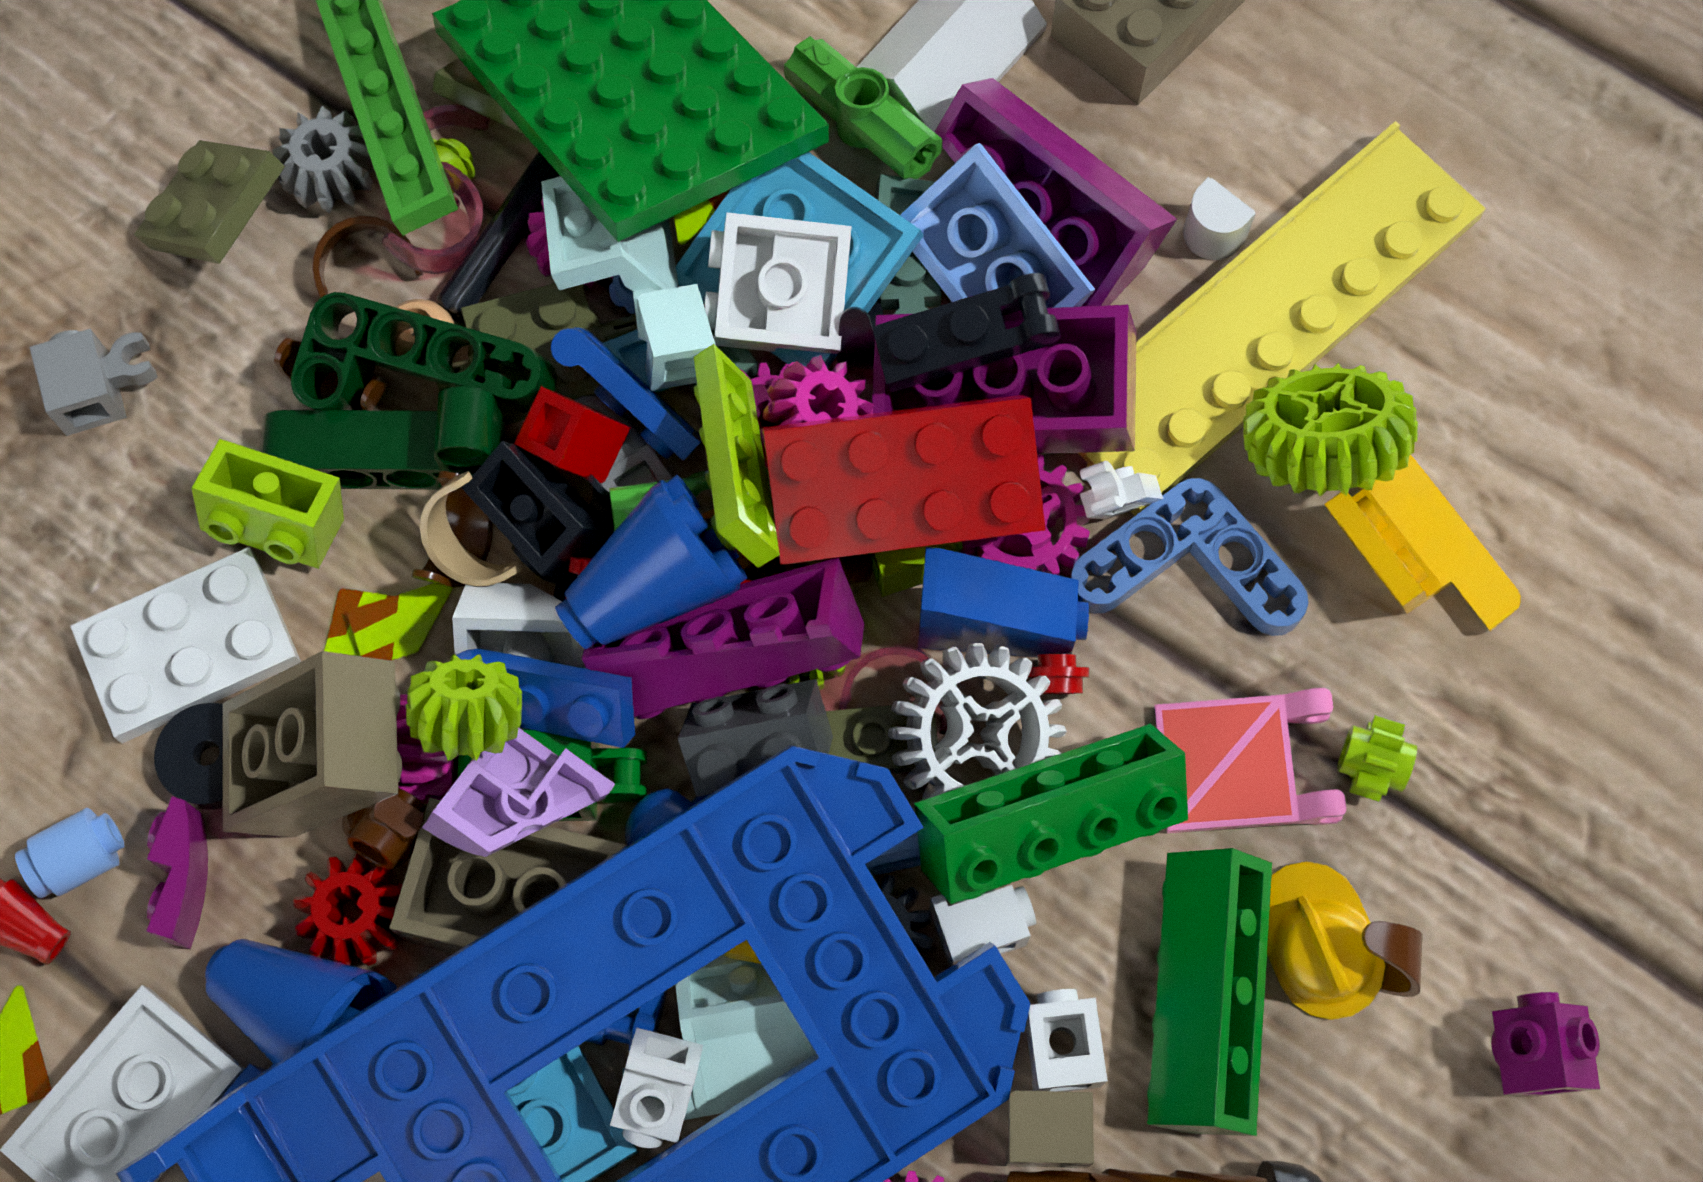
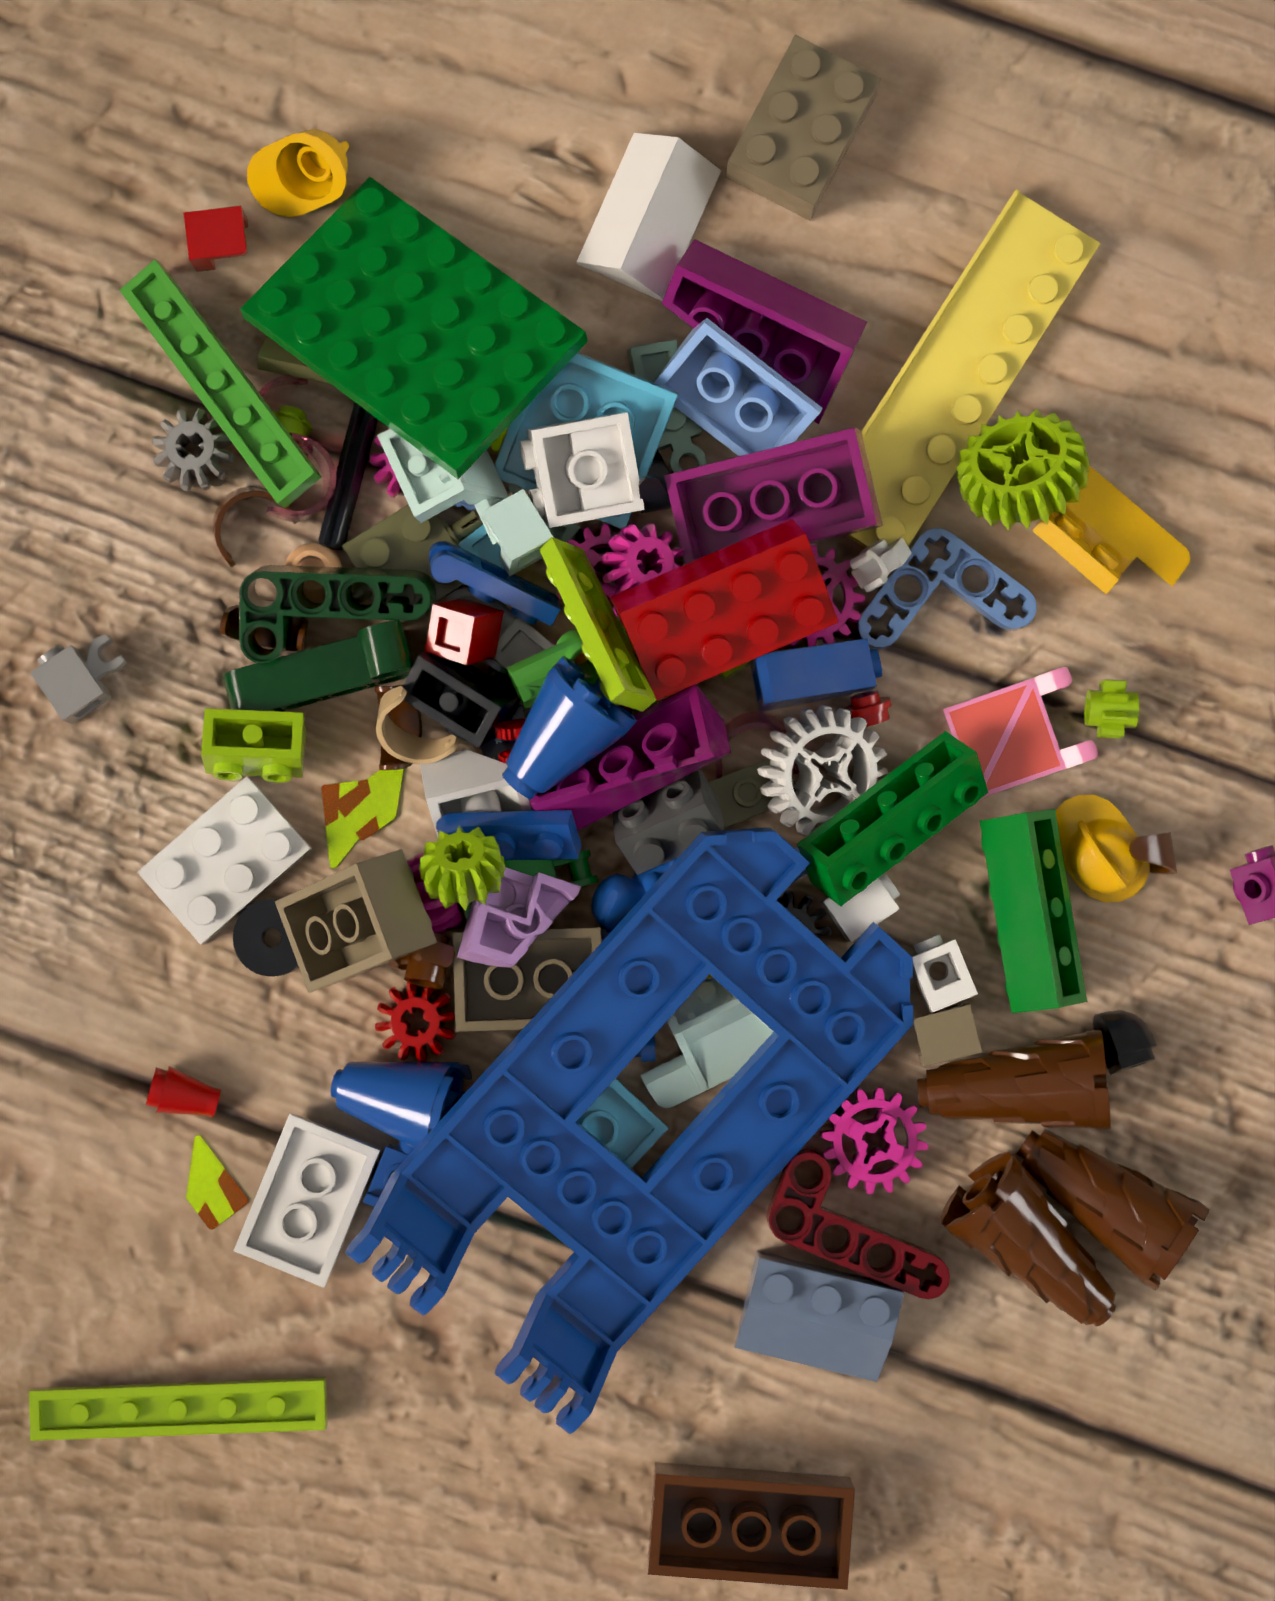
camera: 20 degrees left, 15 degrees up
(70, 853) = (202, 1036): light blue brick -> none
(180, 848) = (280, 1012): magenta slope -> none
(209, 200) = (118, 511): olive plate -> none
(657, 1068) = (671, 1085): white brick -> none
(863, 108) = (622, 307): bright green piece -> none
(966, 333) = (737, 479): black plate -> none
(1216, 222) = (896, 313): white brick -> none

